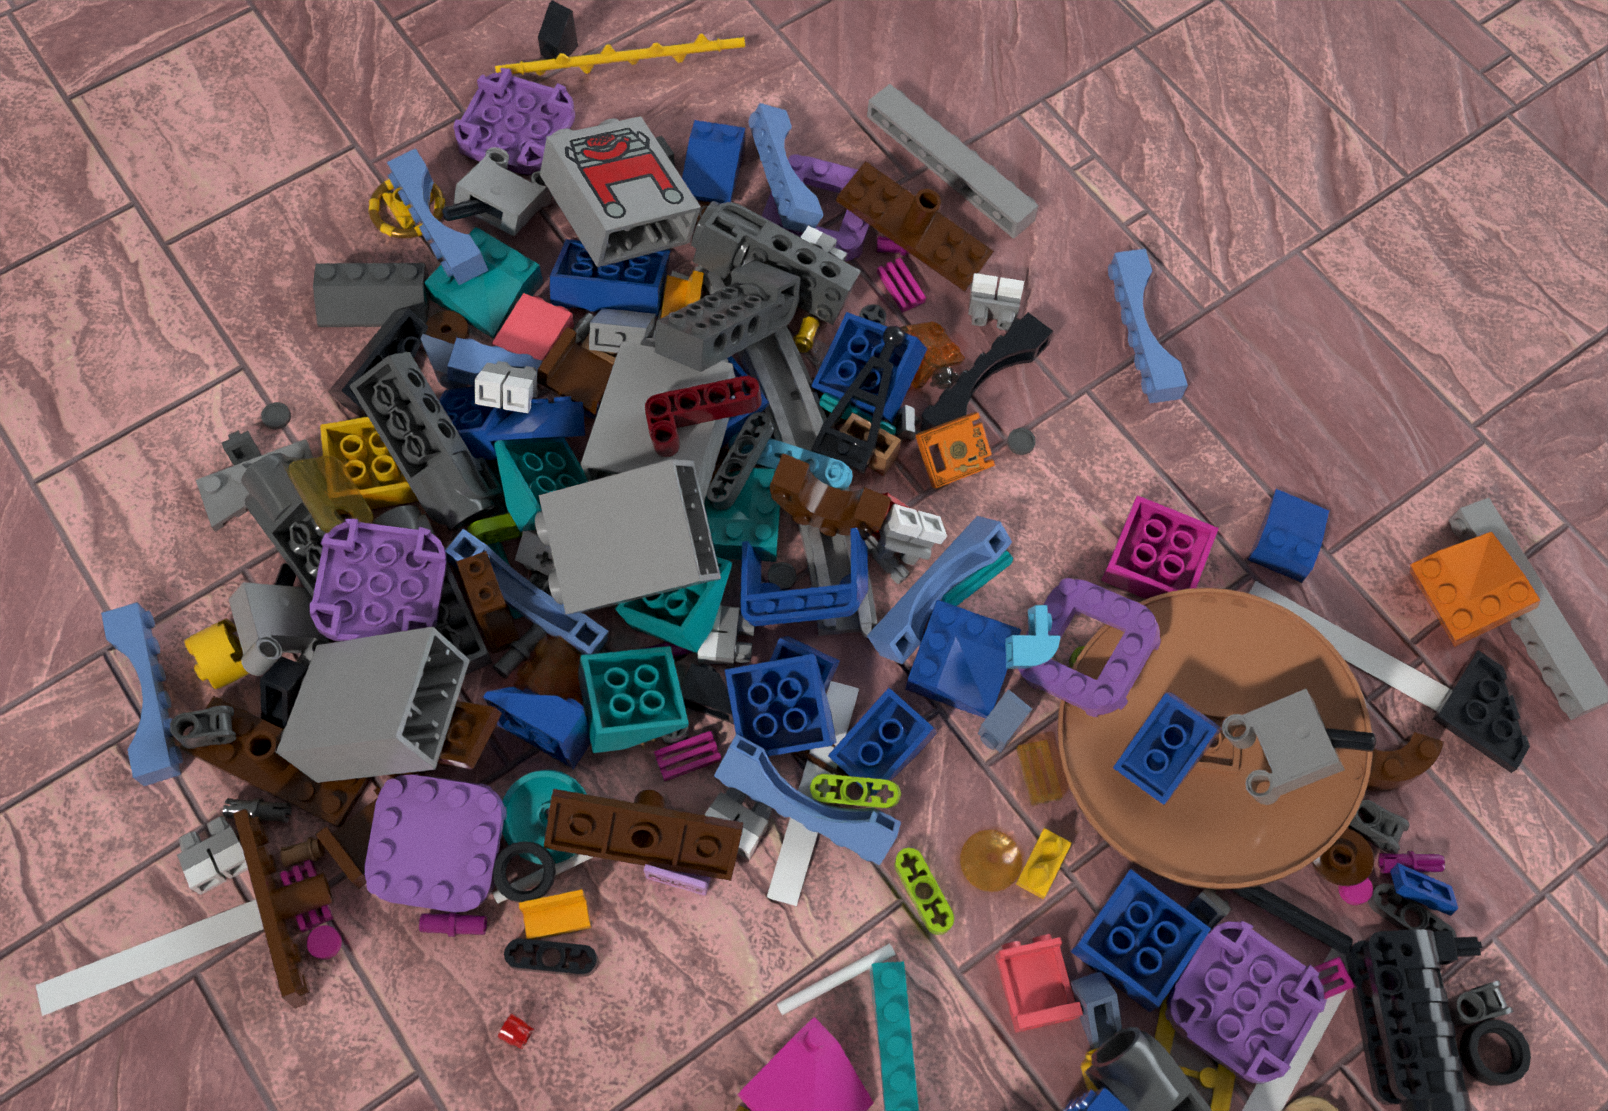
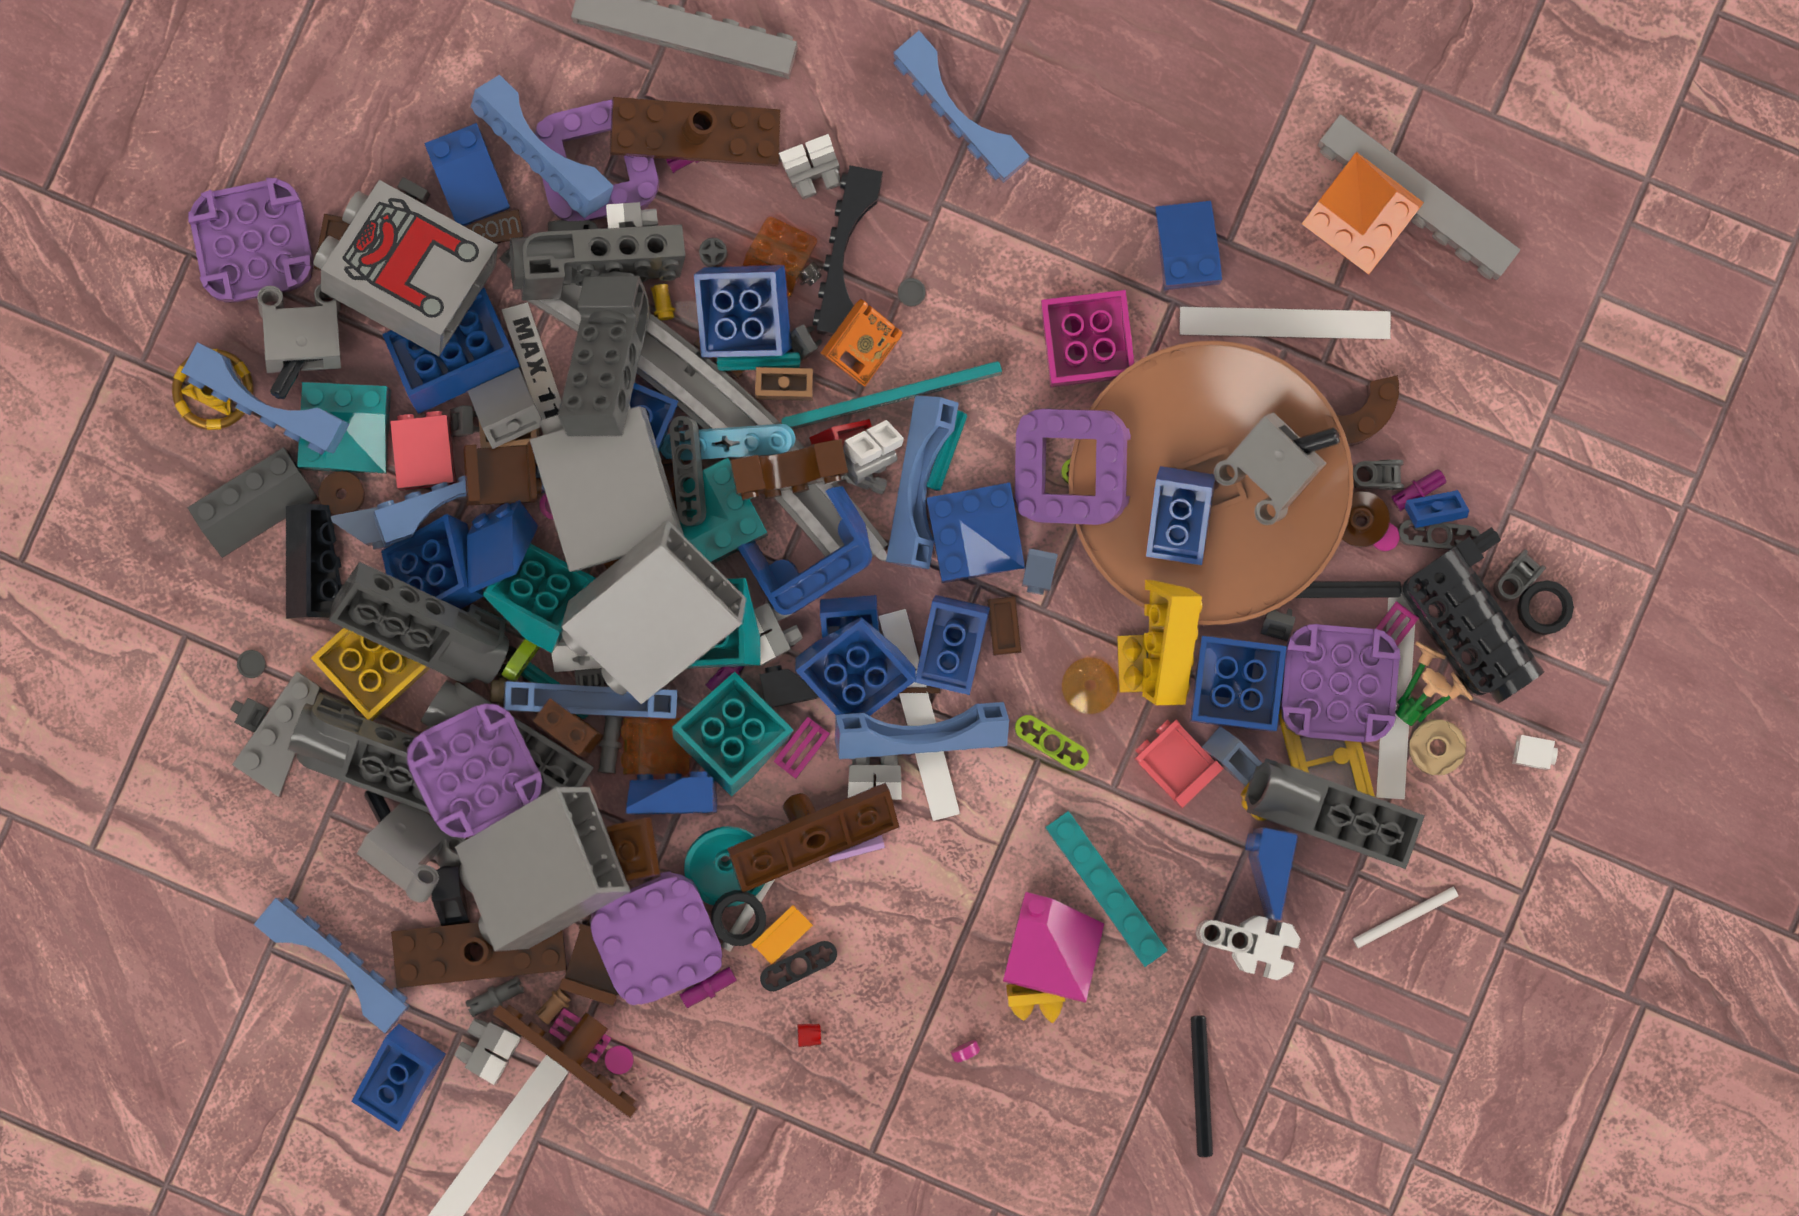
camera: 25 degrees left, 20 degrees up
(117, 828) = (398, 1077): none -> blue slope
(210, 727) = (413, 960): dark grey piece -> none
(217, 654) = (375, 898): yellow brick -> none
(326, 488) = (368, 714): clear yellow piece -> none
(506, 386) = (440, 531): white hips -> none
(557, 32) = (226, 121): black slope -> none
(609, 55) = (291, 111): yellow plant -> none
(681, 292) = (531, 337): light orange panel -> none
(702, 412) = (644, 467): dark red beam -> none
(782, 574) = (781, 545): dark grey piece -> none
(833, 780) = (932, 699): lime beam -> none
(835, 979) = (1023, 850): white bar -> none
(847, 448) = (767, 408): black plate -> none
(912, 284) = (695, 183): dark pink tile -> none
(940, 758) = (1004, 626): none -> reddish brown tile
(962, 509) = (893, 395): none -> teal tile
(1037, 646) = (1032, 497): medium azure brick -> none
(1044, 797) = (1105, 608): clear yellow tile -> none
(1094, 859) = (1170, 642): none -> yellow wedge
(1306, 1072) = (1411, 709): none -> plant
(1484, 713) = (1421, 319): black plate -> none

